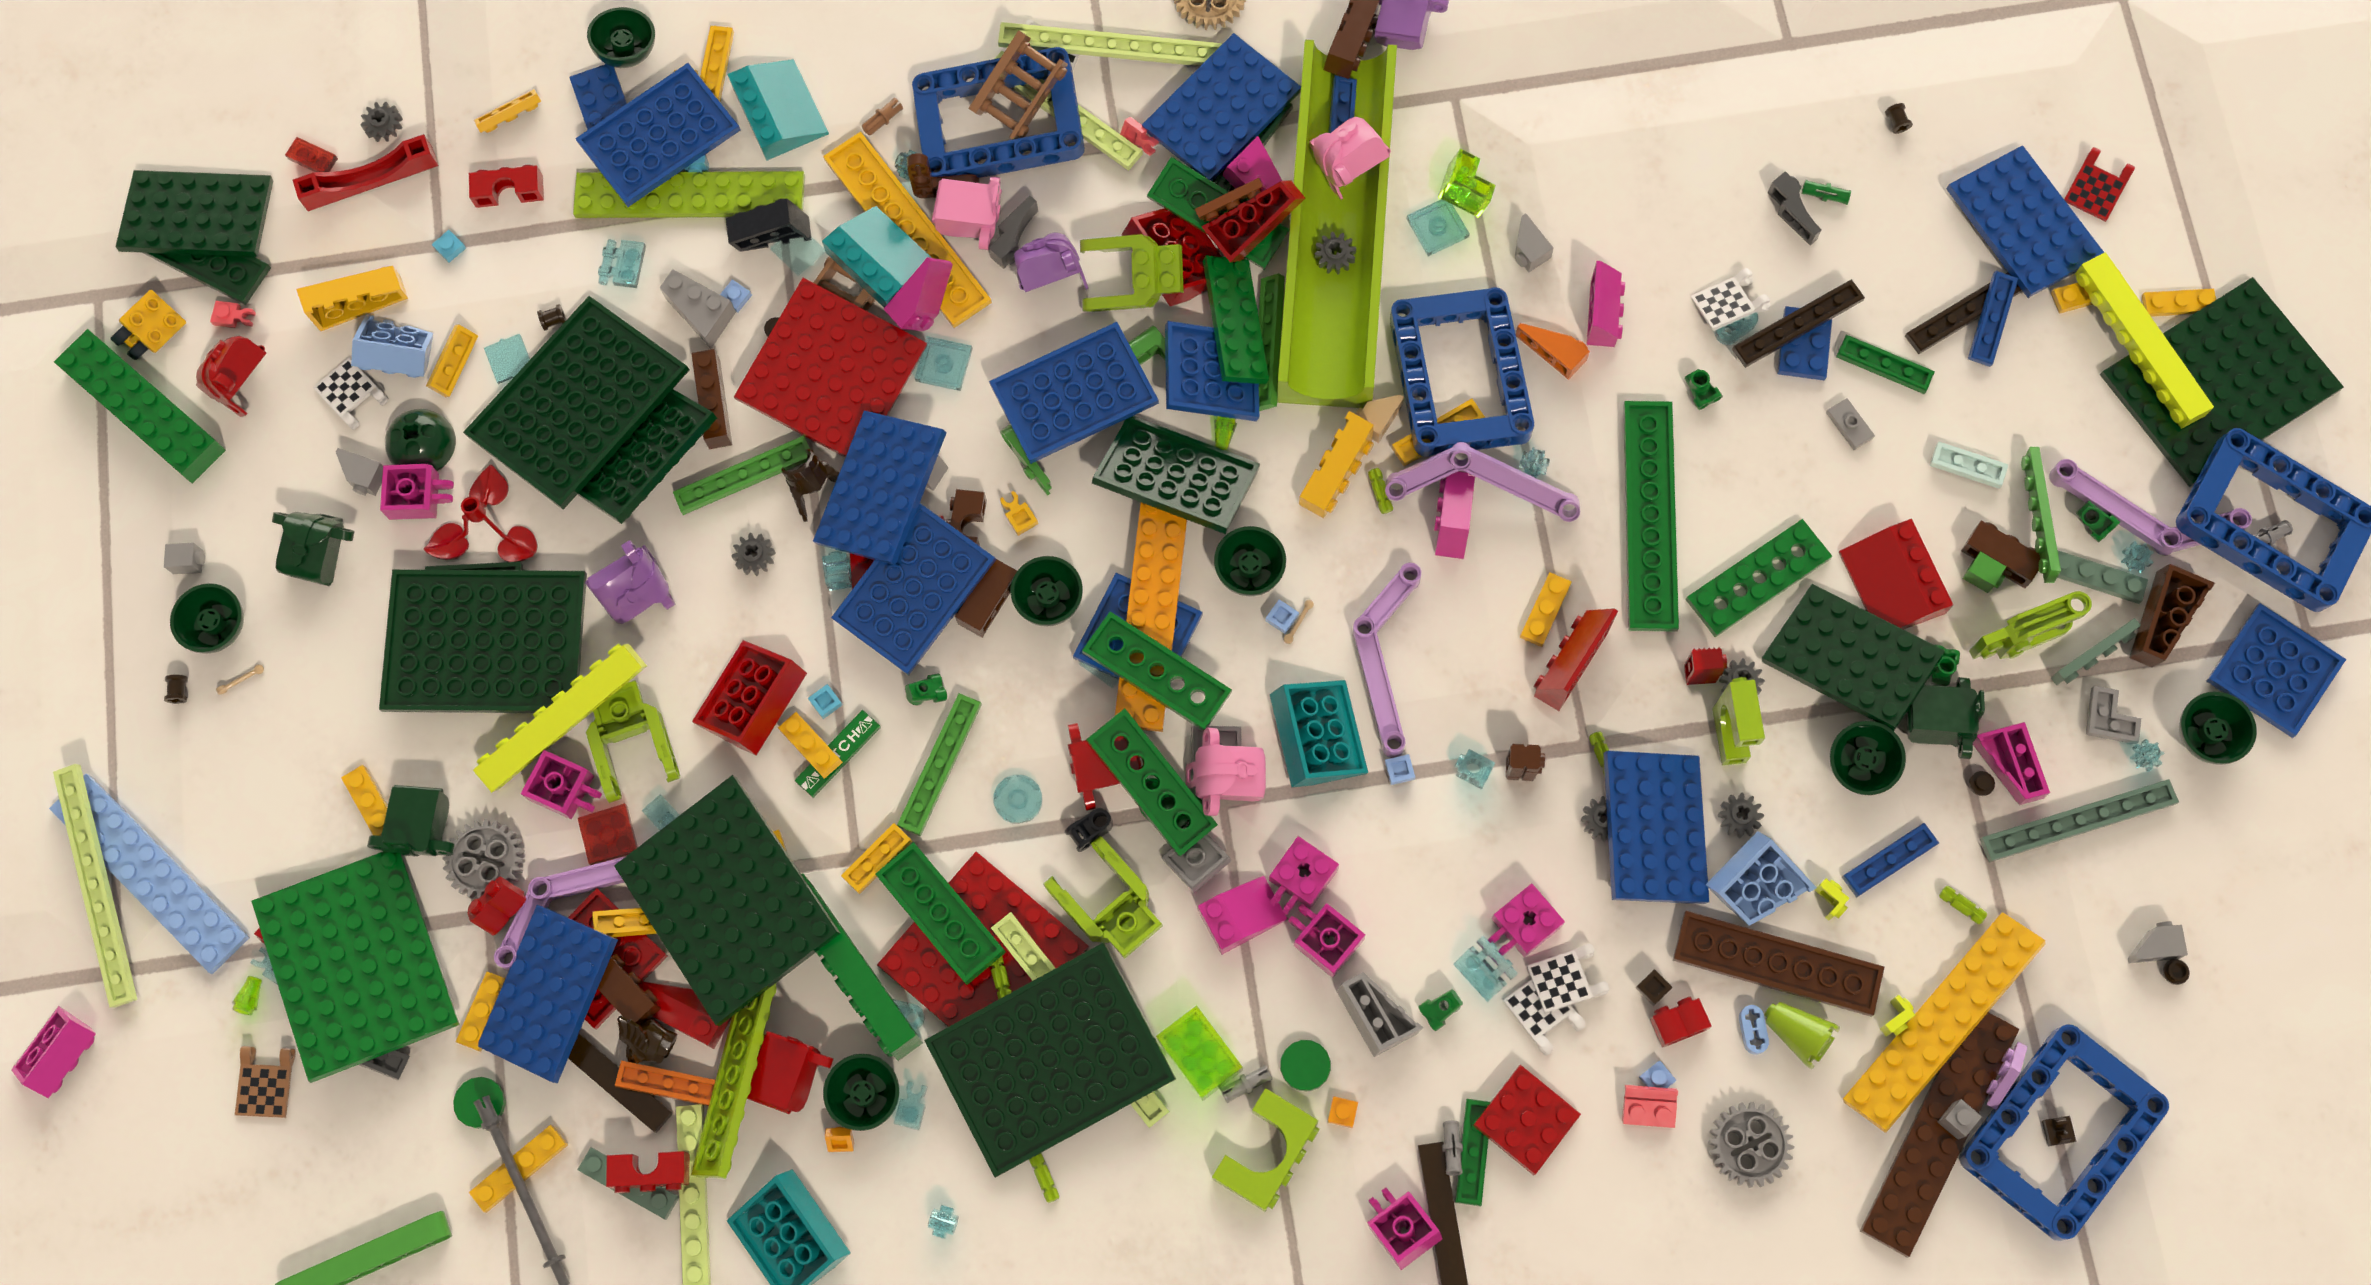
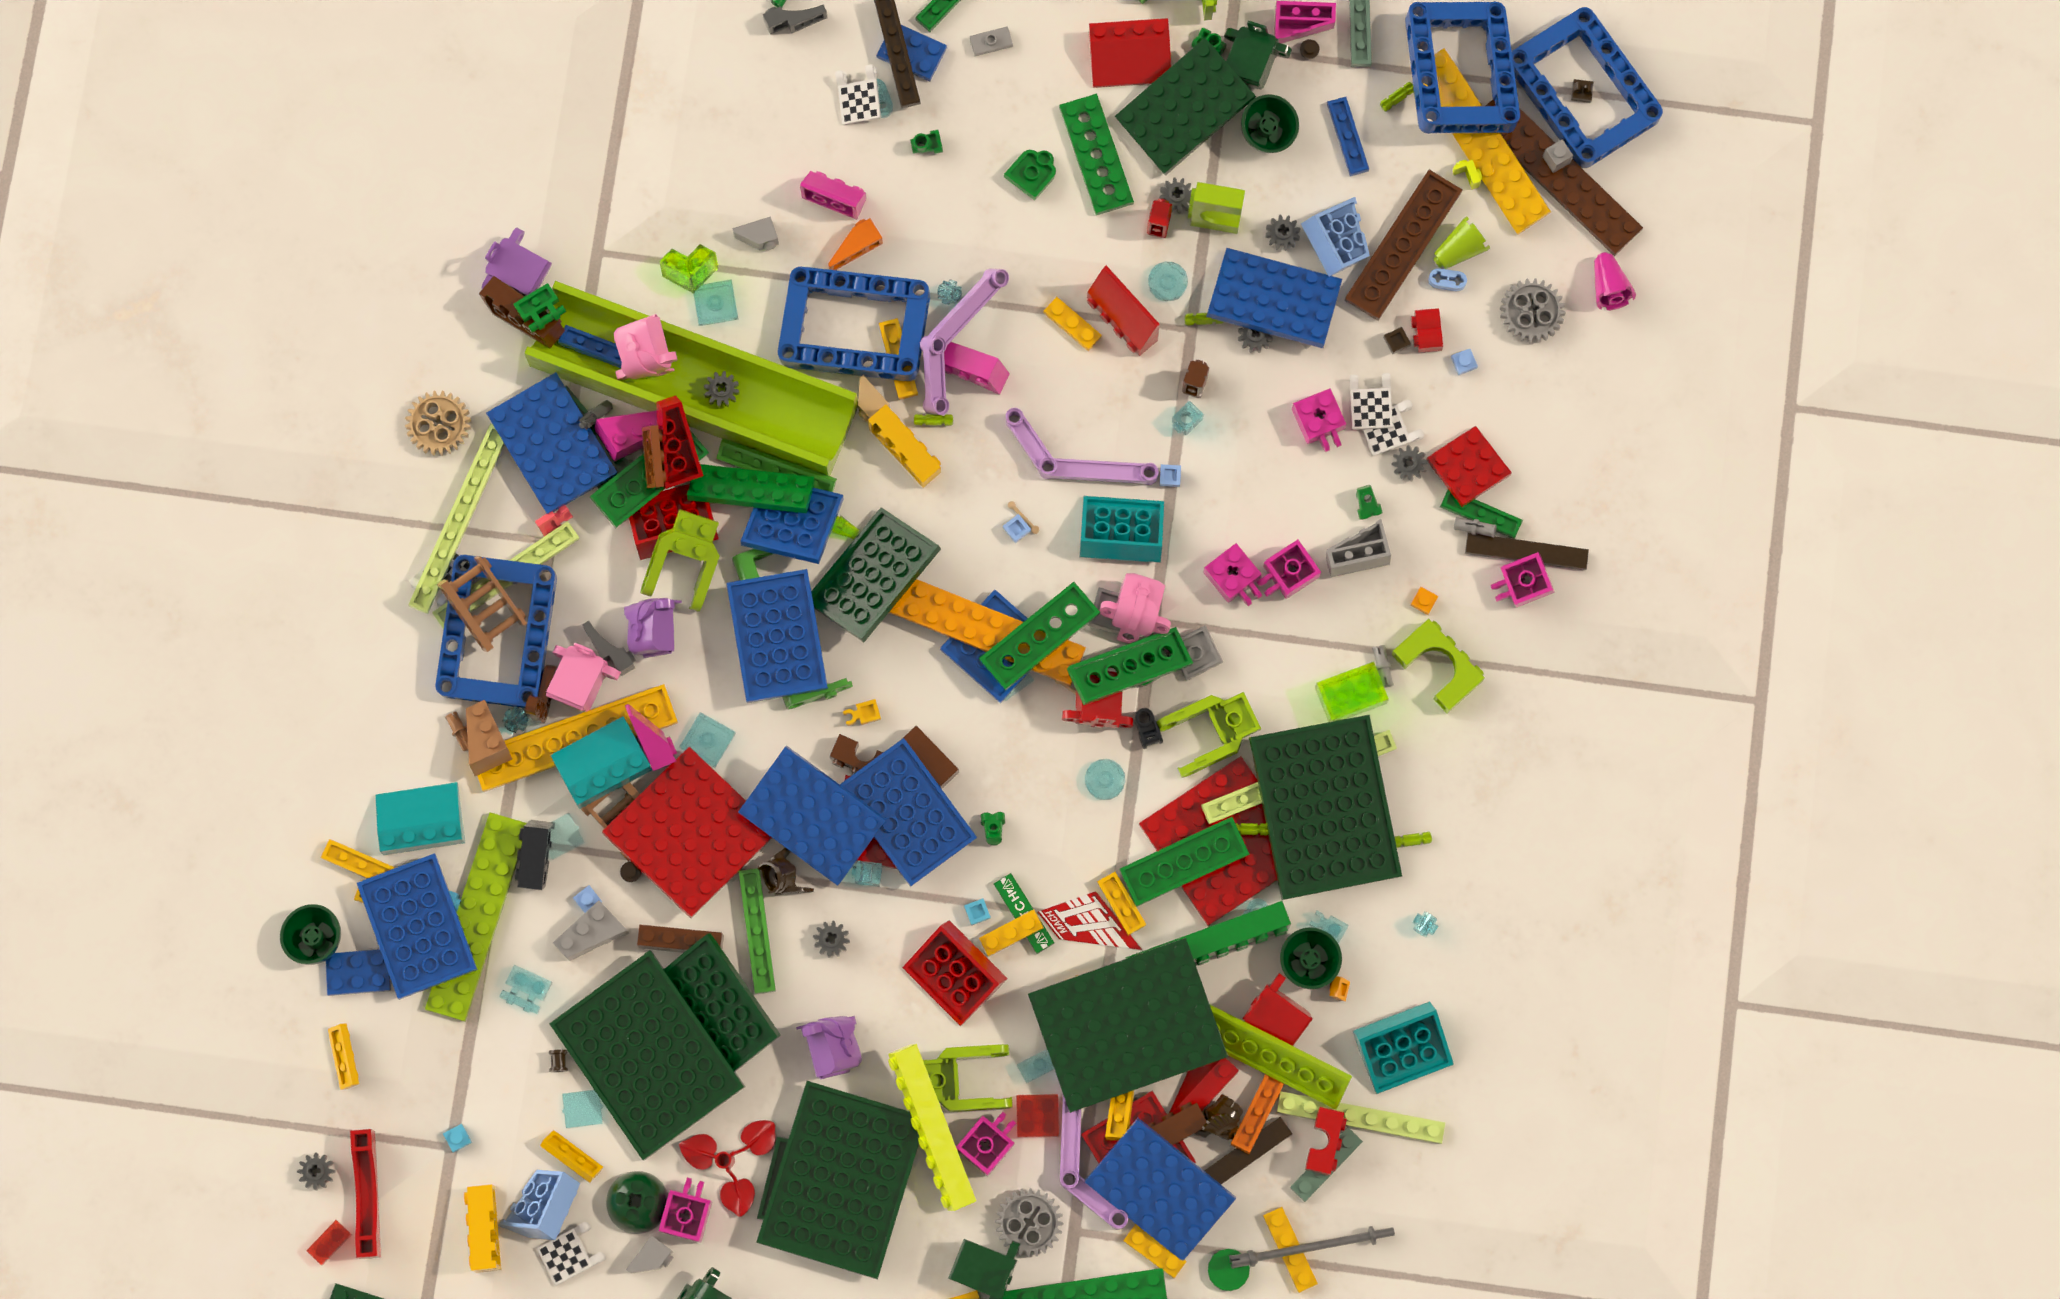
camera: 80 degrees left, 5 degrees up
(487, 185) = (418, 1055): red arch -> none
(496, 905) = (1074, 1217): red brick -> none
(848, 827) = (1087, 921): none -> sticker
(875, 137) = (485, 741): none -> medium nougat wedge
(939, 764) = (1058, 833): bright green plate -> none
(1049, 579) = (950, 696): dark green piece -> none
(1241, 914) = (1250, 631): dark pink slope -> none
(1252, 549) = (969, 526): dark green piece -> none
(1267, 139) = (596, 413): none -> dark grey piece
(1305, 1065) = (1381, 618): green tile -> none
(1364, 33) = (537, 302): none -> green plate
(1481, 973) = (1349, 464): clear light blue plate -> none
(1499, 1039) = (1409, 455): none -> dark grey gear
(1634, 701) = (1167, 281): none -> clear light blue tile
(1650, 516) = (1020, 218): green plate -> none
(1650, 1106) = (1484, 373): coral plate -> none
(1710, 512) = (1032, 172): none -> green plate
(1820, 1234) = (1611, 283): none -> dark pink cone
(1833, 894) = (1363, 186): neon yellow bracket -> none
(1965, 995) = (1423, 68): none -> blue beam
(2008, 1073) = (1535, 110): lavender plate -> none

